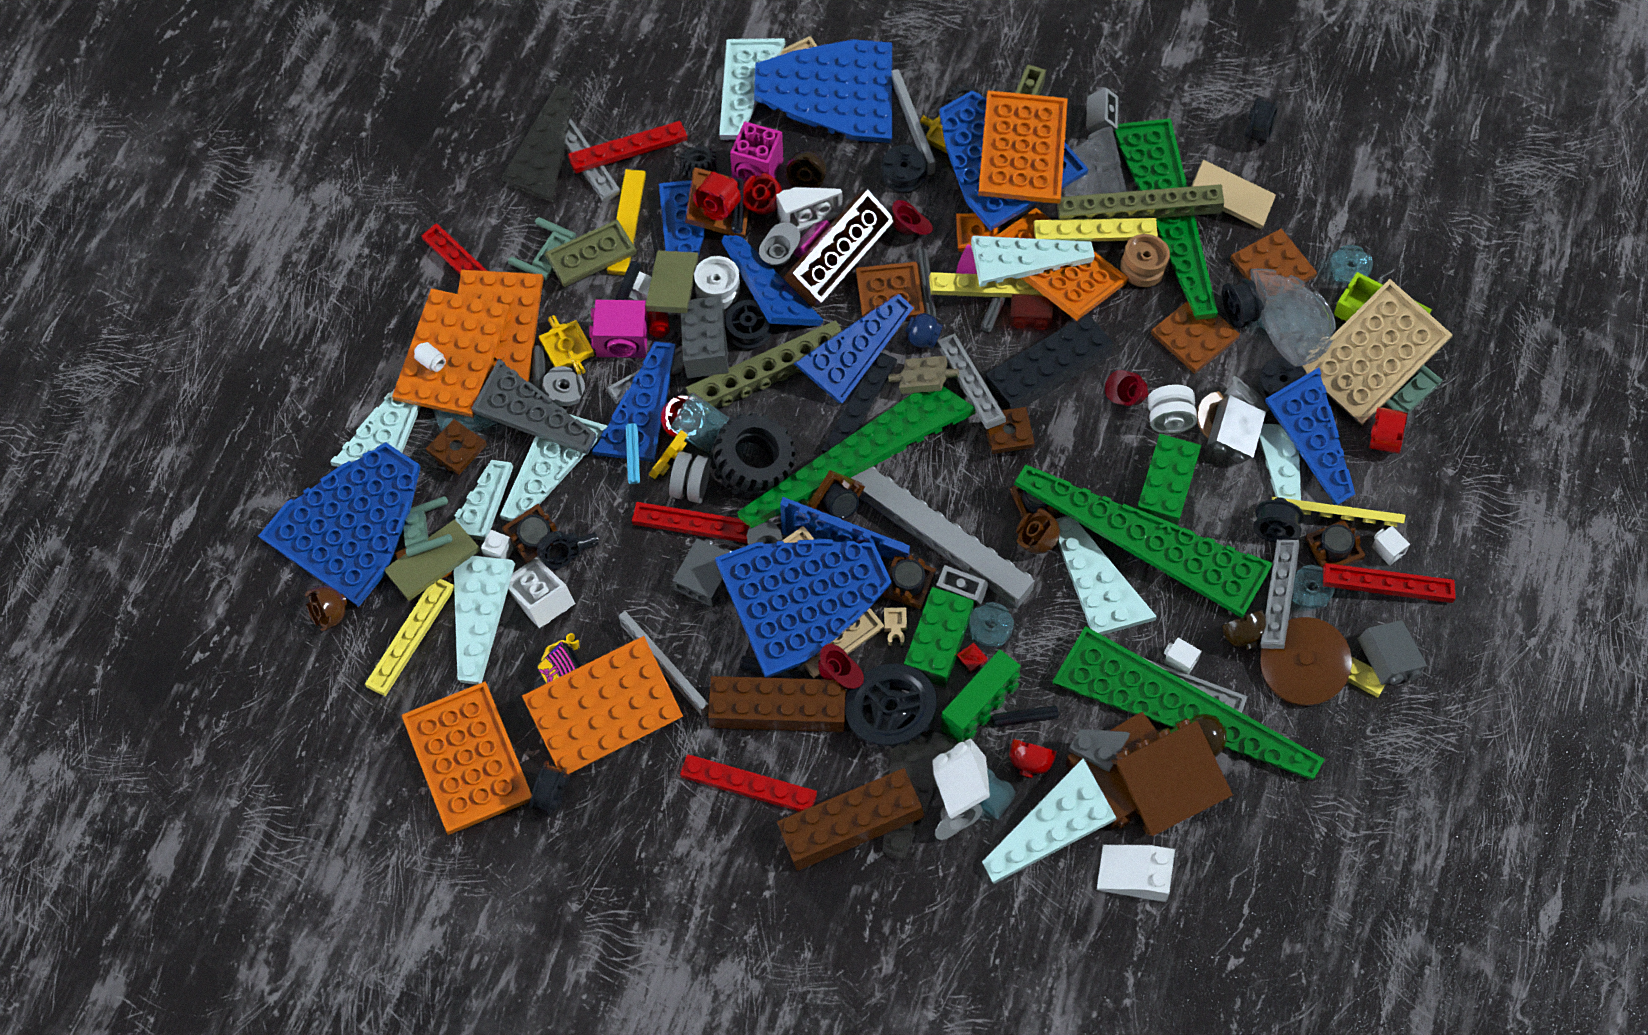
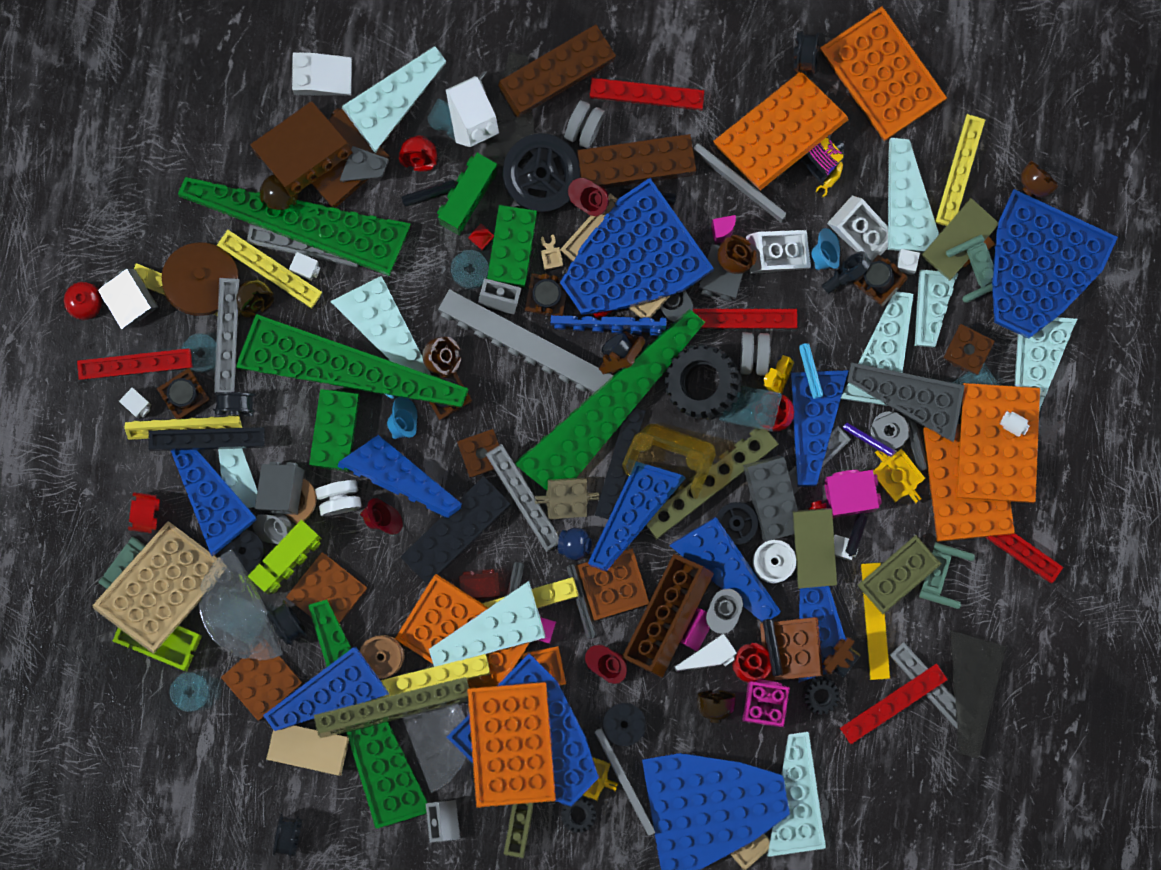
camera: 170 degrees right, 20 degrees up
(584, 573) = (827, 251): none -> dark azure piece
(587, 380) = (868, 439): none -> dark purple bar
(638, 583) = (779, 251): none -> white slope
(671, 179) = (842, 659): none -> reddish brown piece
(685, 569) = (736, 255): none -> reddish brown cylinder
(693, 611) = (722, 228): none -> dark pink brick
(717, 196) = (791, 638): red brick -> none
(795, 404) = (698, 452): none -> clear yellow windscreen
(829, 750) = (584, 124): none -> light grey wheel
(1091, 474) = (403, 418): none -> dark azure piece
(1108, 421) = (399, 475): none -> blue wing
(1202, 232) = (338, 686): none -> blue wing
(1224, 663) = (269, 269): none -> light yellow plate
(1241, 359) = (284, 557): none -> lime piece
(1313, 490) = (206, 439): none -> black plate
(1445, 665) = (83, 300): none -> red cylinder

